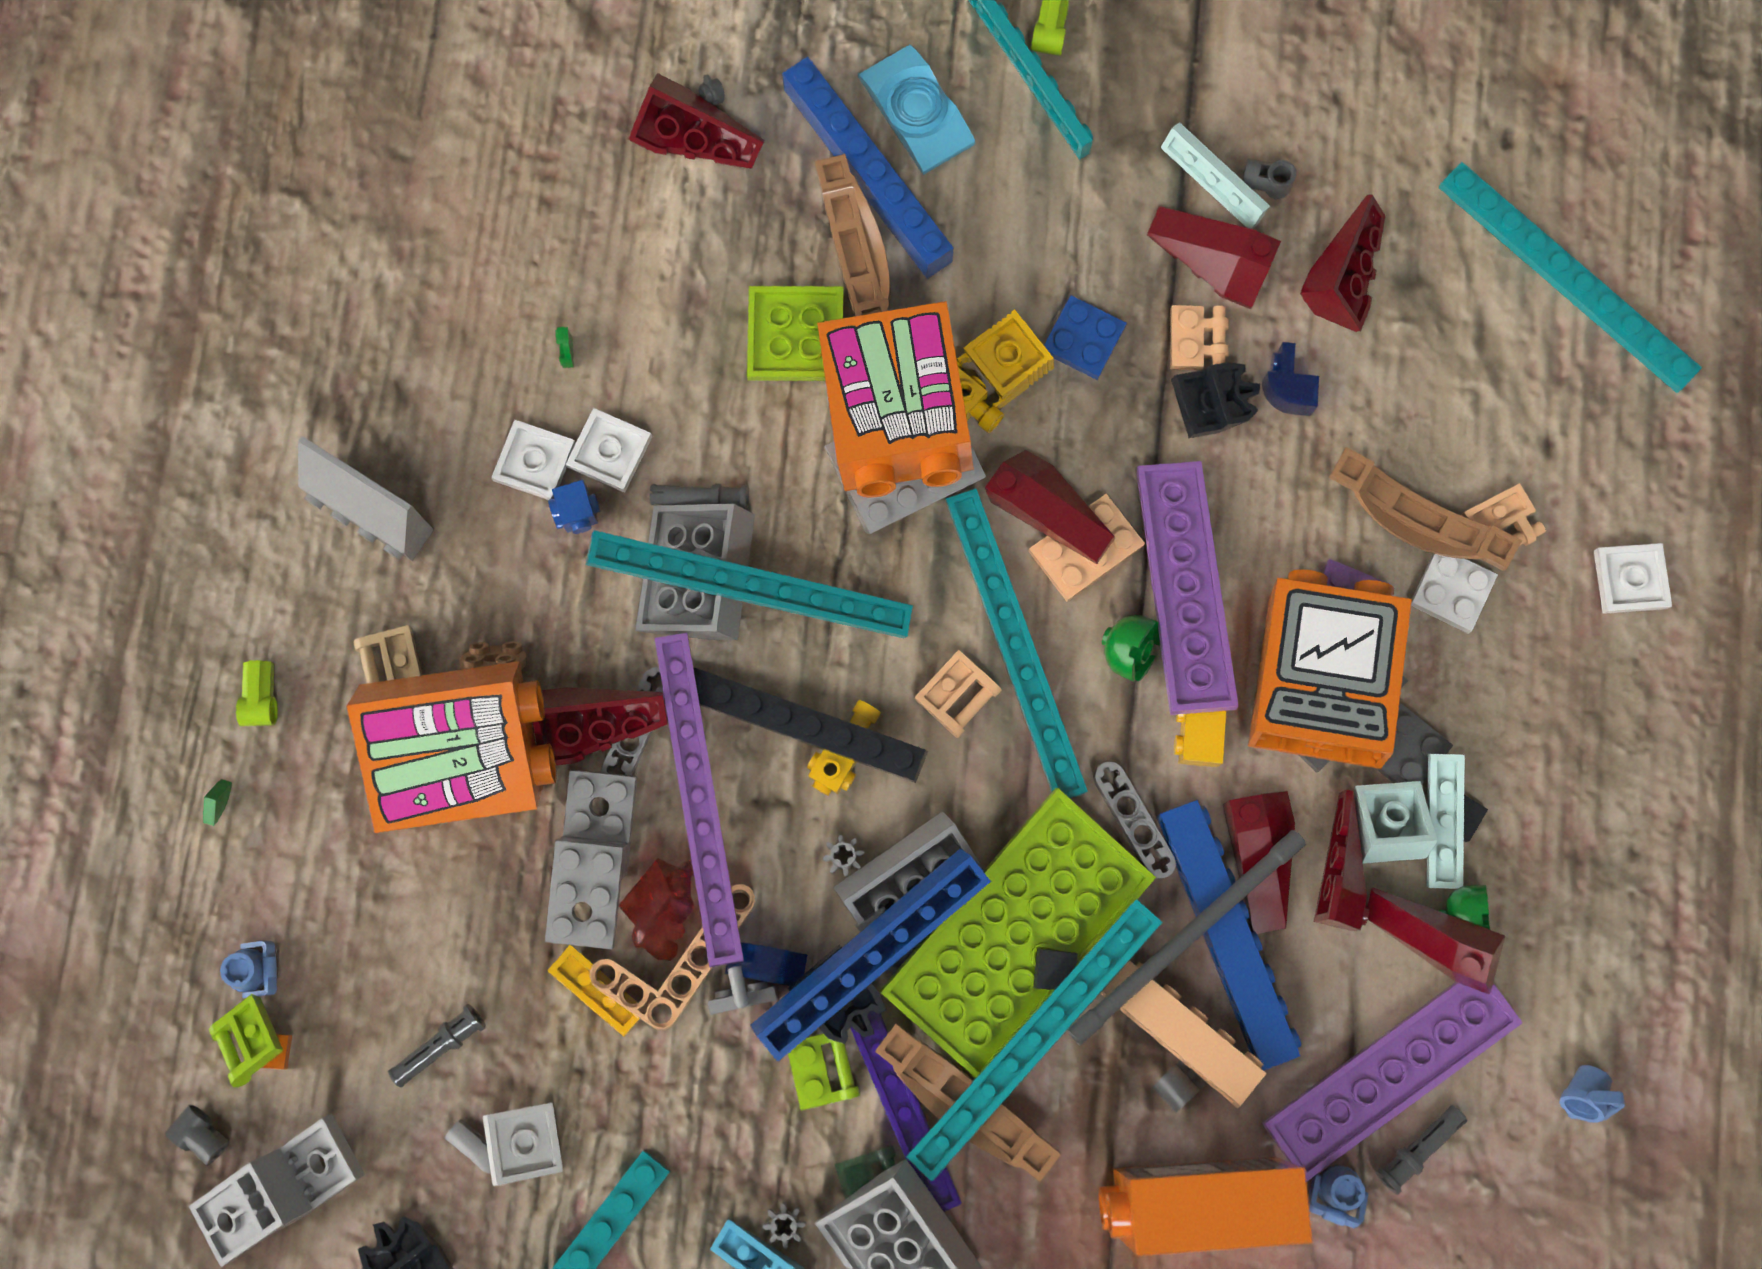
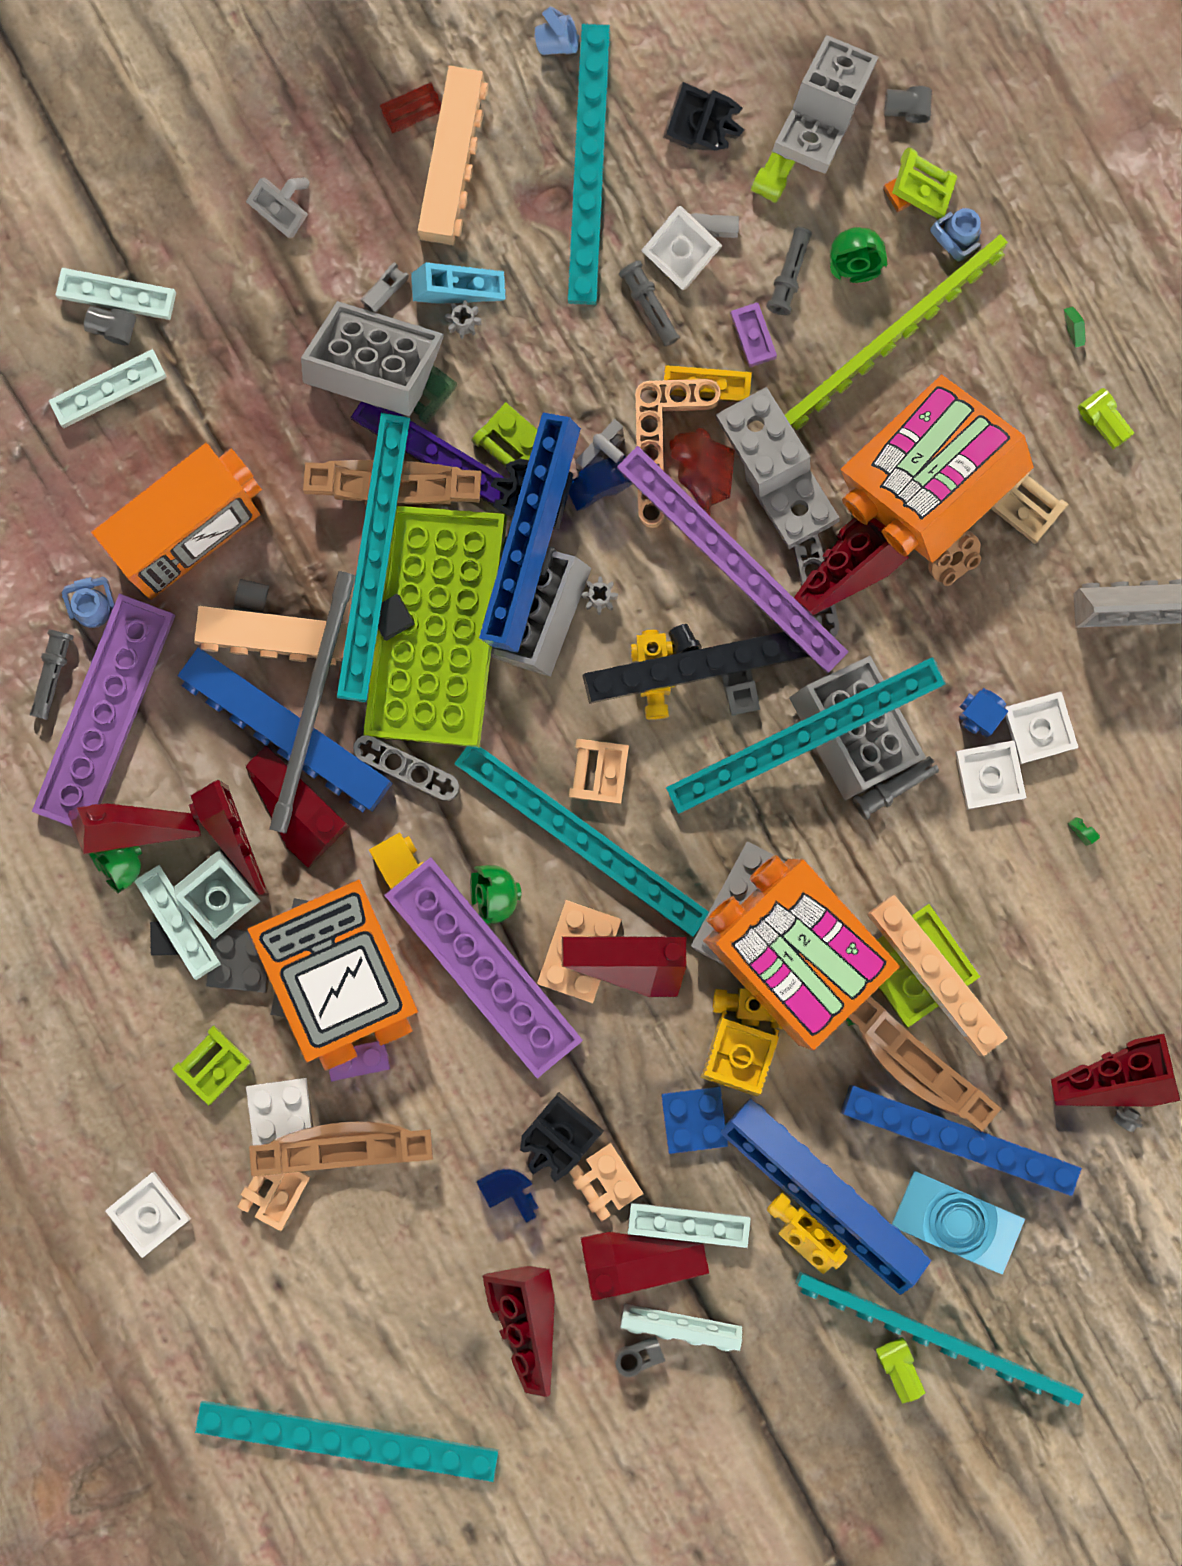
camera: 145 degrees right, 5 degrees up
(361, 1015) = (858, 255): none -> green cylinder
(372, 912) = (904, 326): none -> lime plate
(383, 1154) = (773, 177): none -> lime piece
(518, 1008) = (753, 335): none -> medium lavender plate
(596, 1067) = (640, 292): none -> dark grey pin
(778, 674) = (741, 692): none -> dark grey slope
(787, 307) = (937, 976): none -> light nougat brick
(796, 759) = (683, 639): none -> black piece
(1016, 198) = (826, 1196): none -> blue brick
(1052, 176) = (807, 1235): none -> yellow brick
(1150, 254) = (689, 1225): none -> light aqua plate
(1489, 660) = (218, 1072): none -> lime plate

